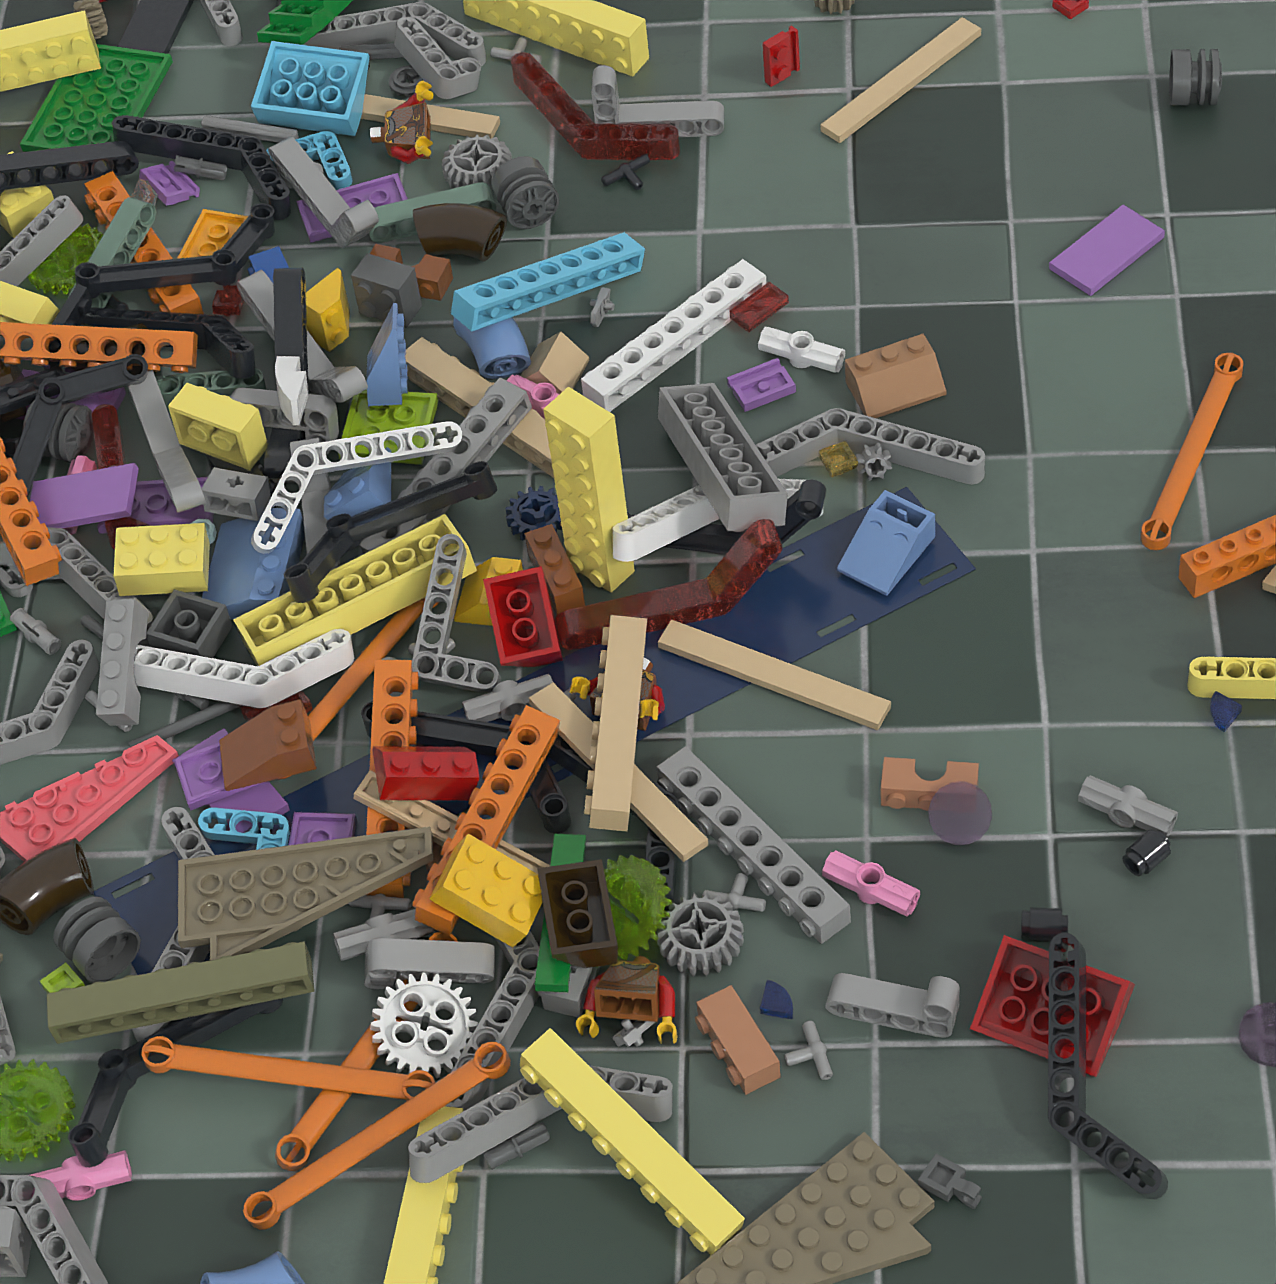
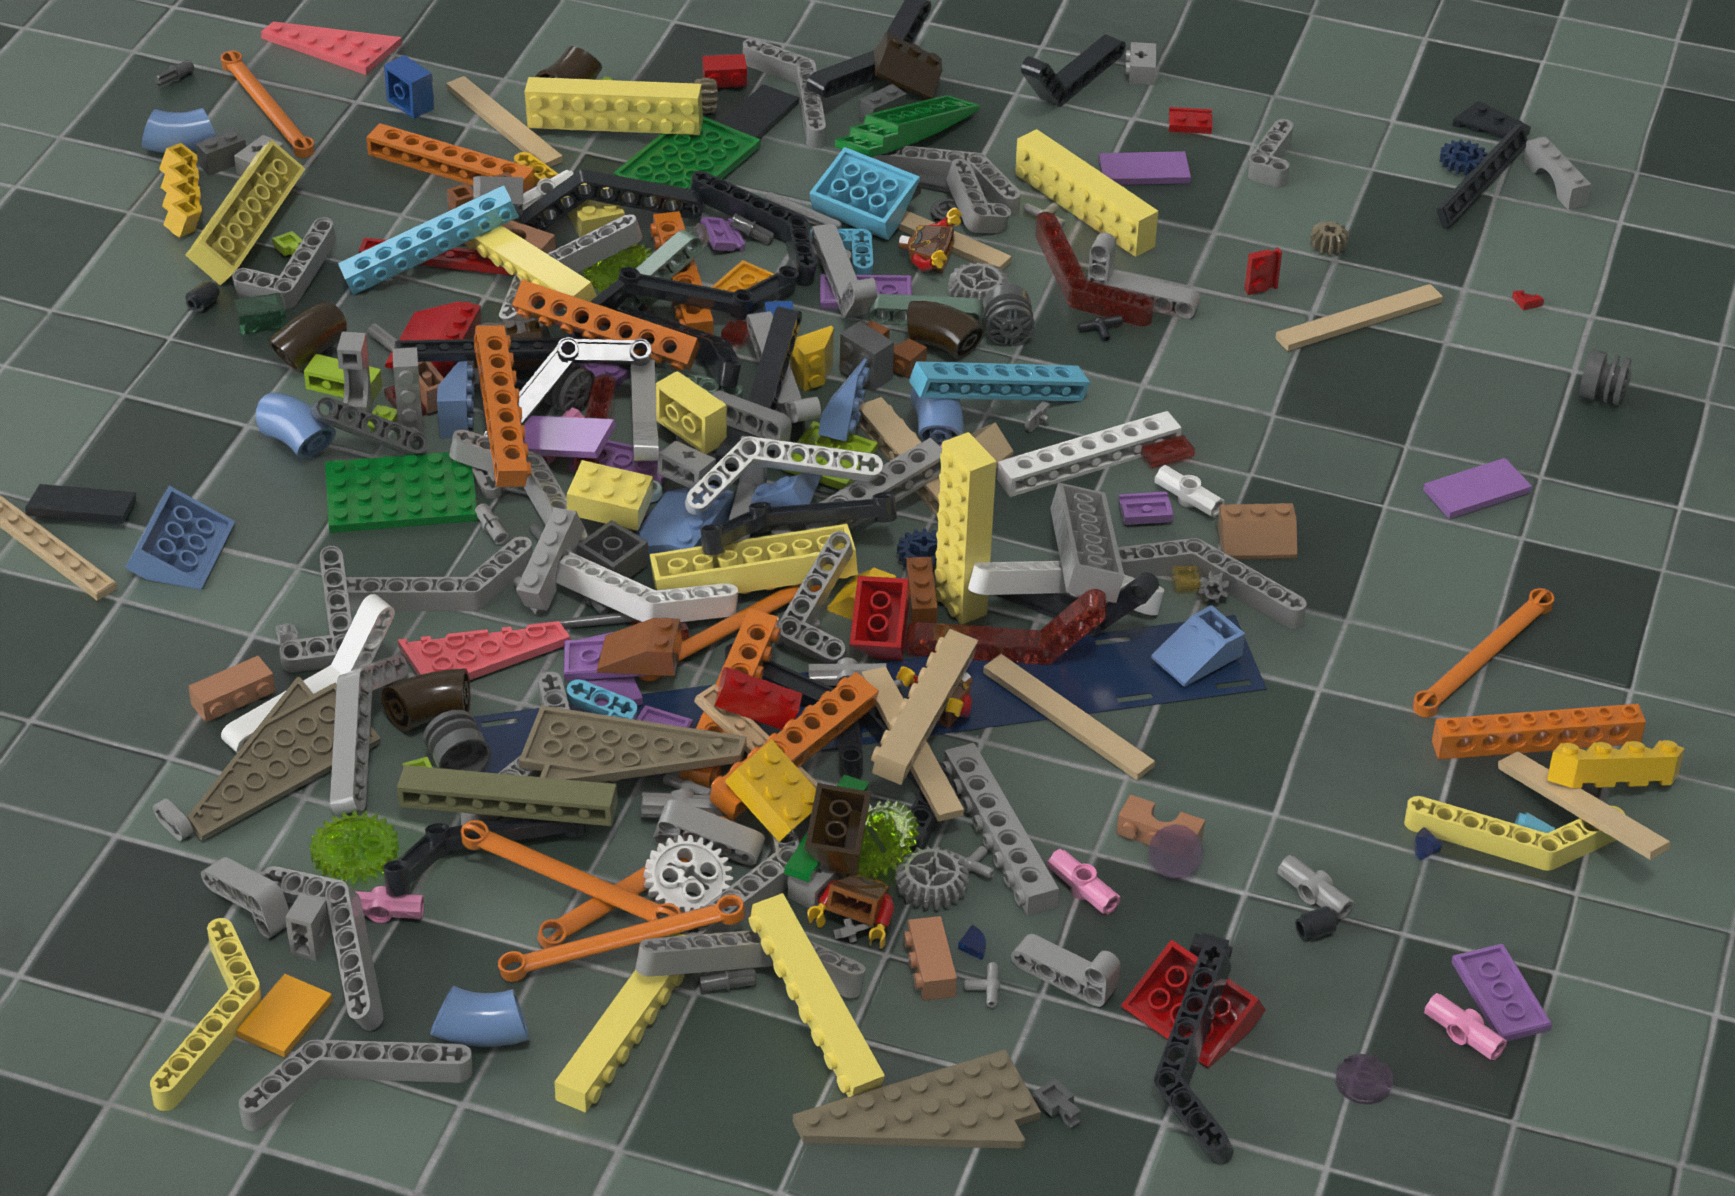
camera: 10 degrees right, 10 degrees down
(291, 387) = (759, 399): white slope -> none

